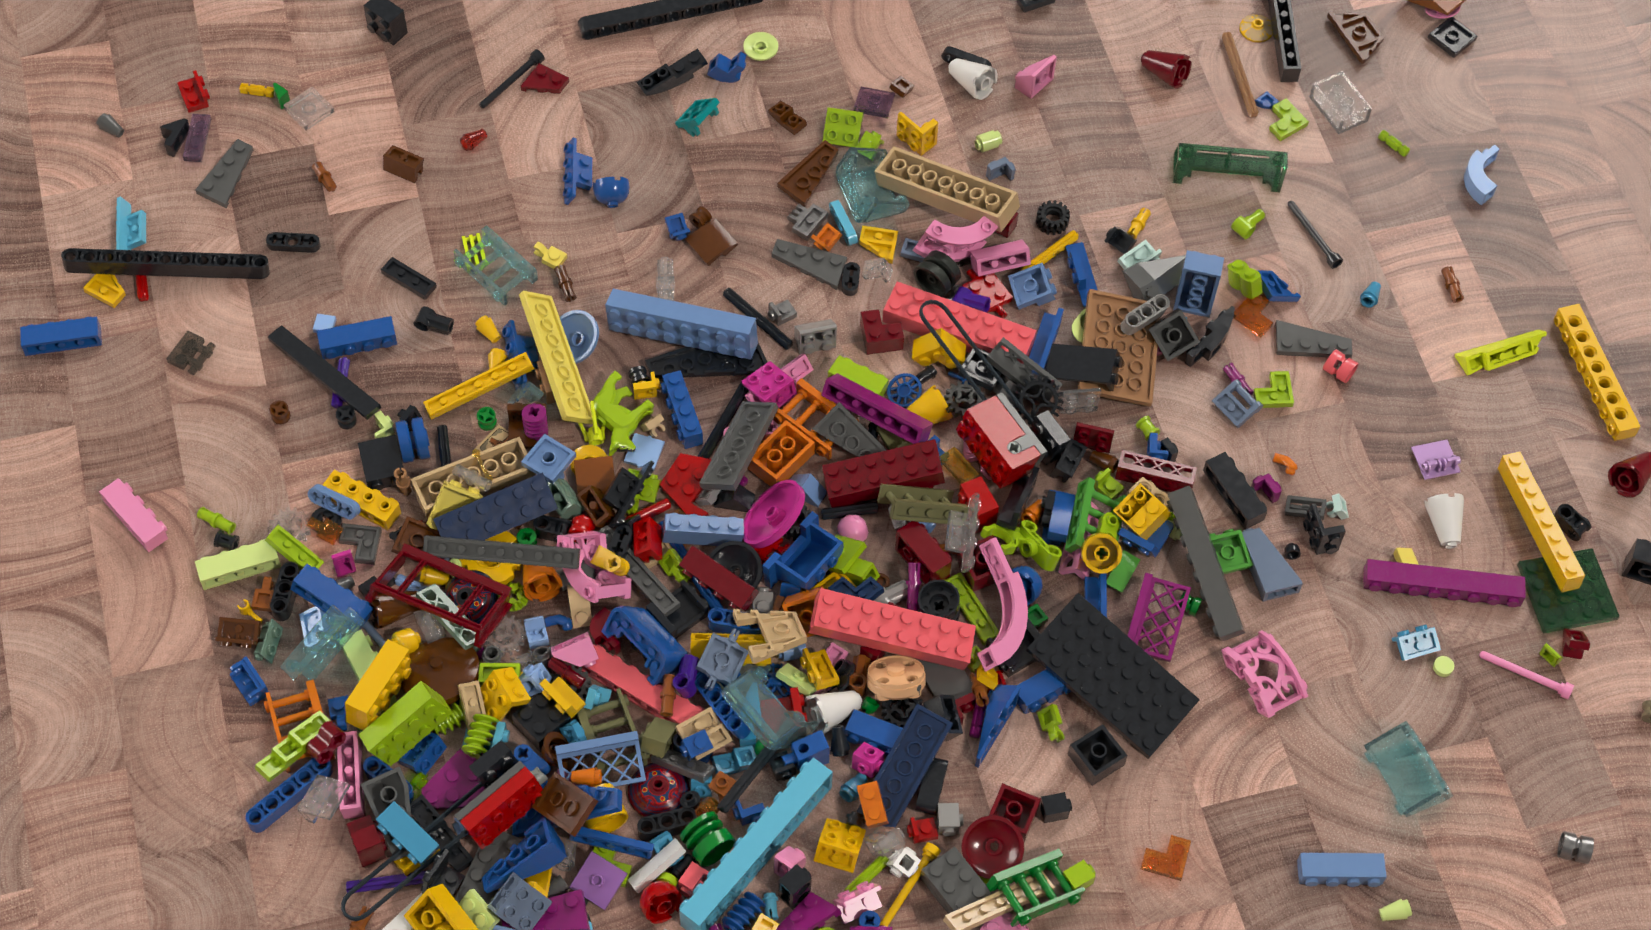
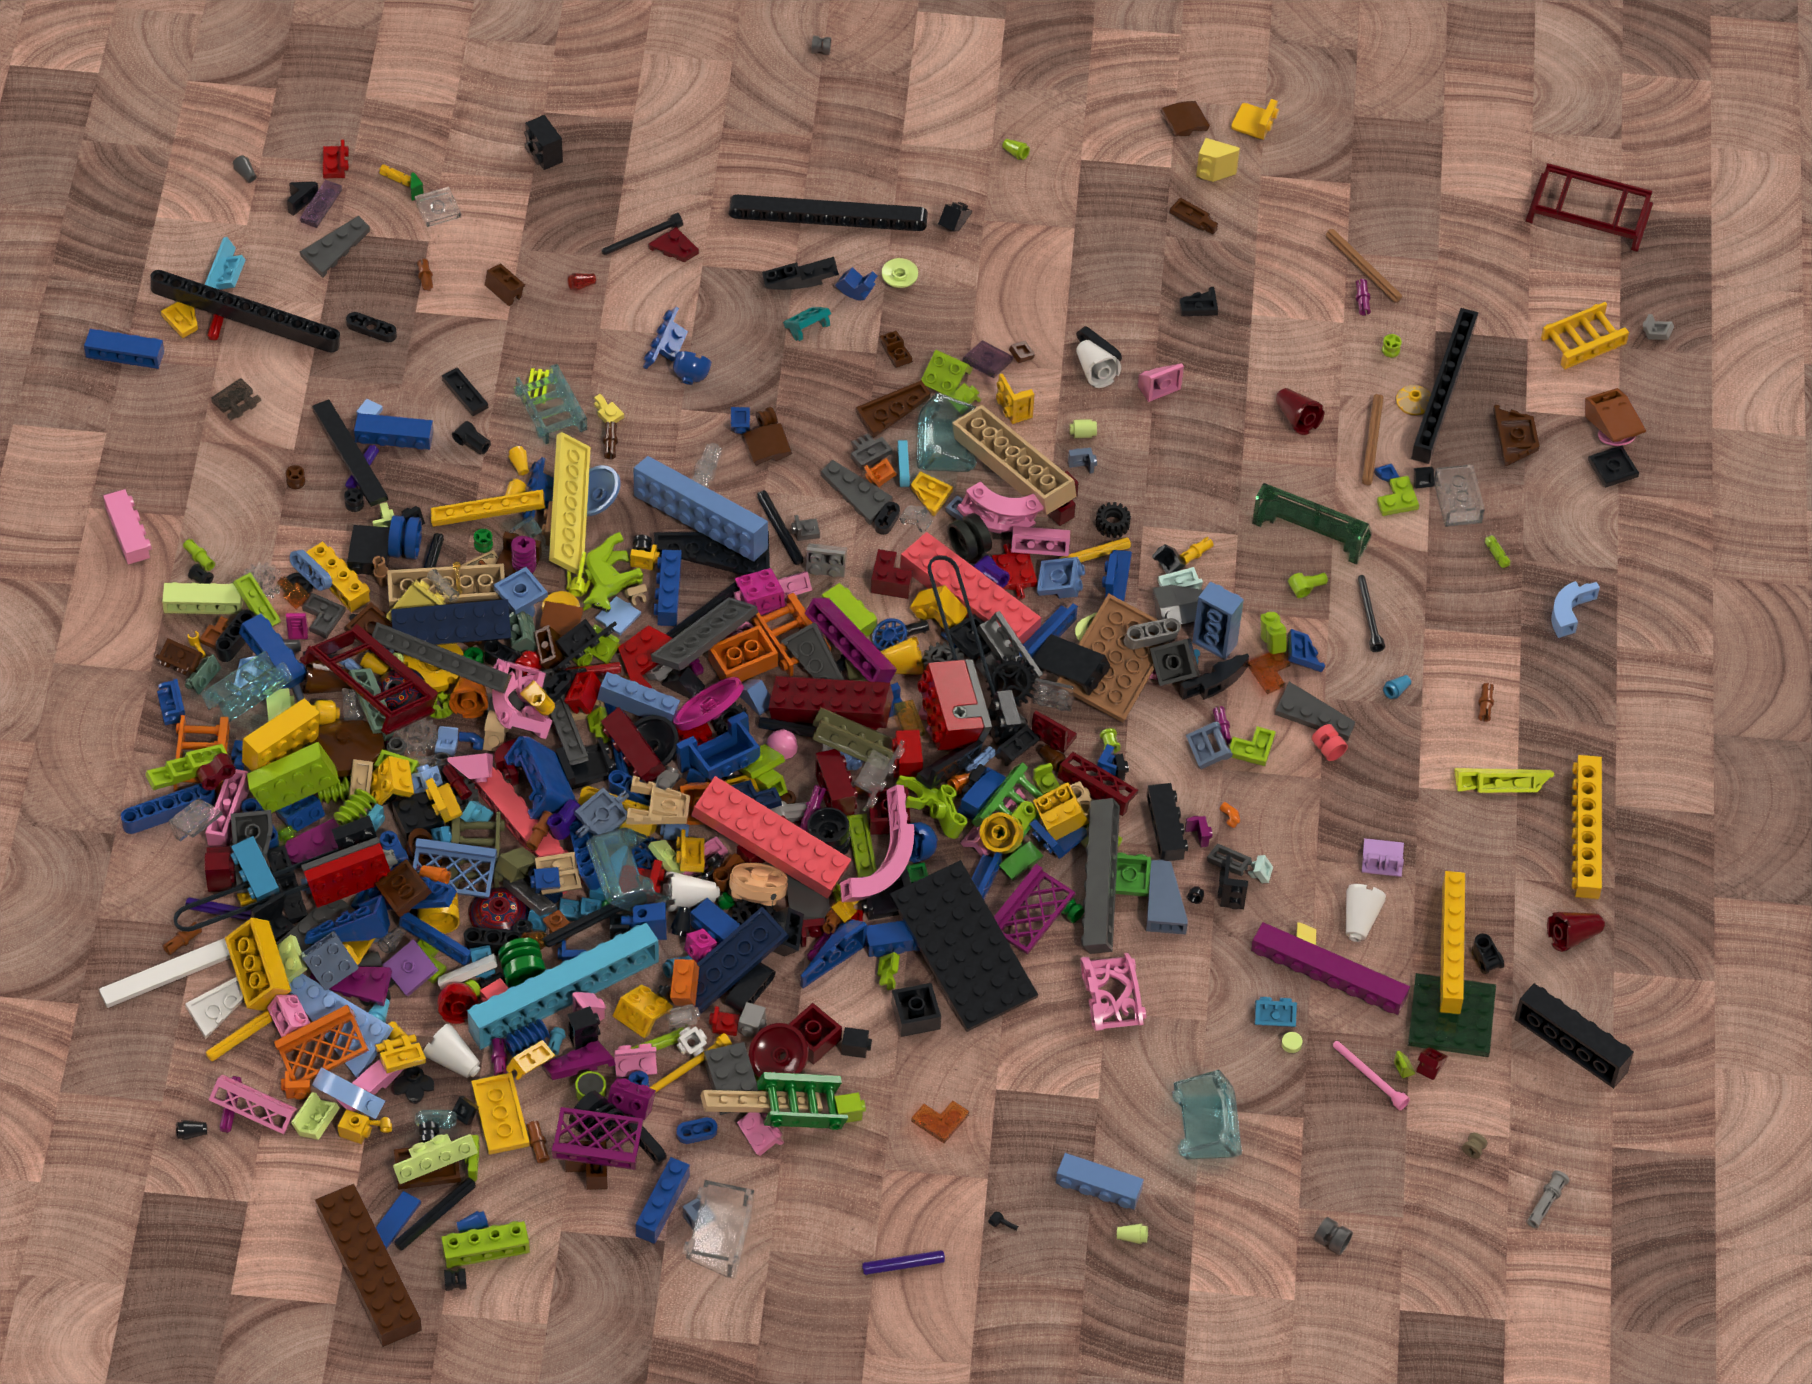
camera: 20 degrees right, 5 degrees down
(1040, 485) = (982, 758): none -> light blue axle
(1301, 95) = (1423, 477): none -> black tile

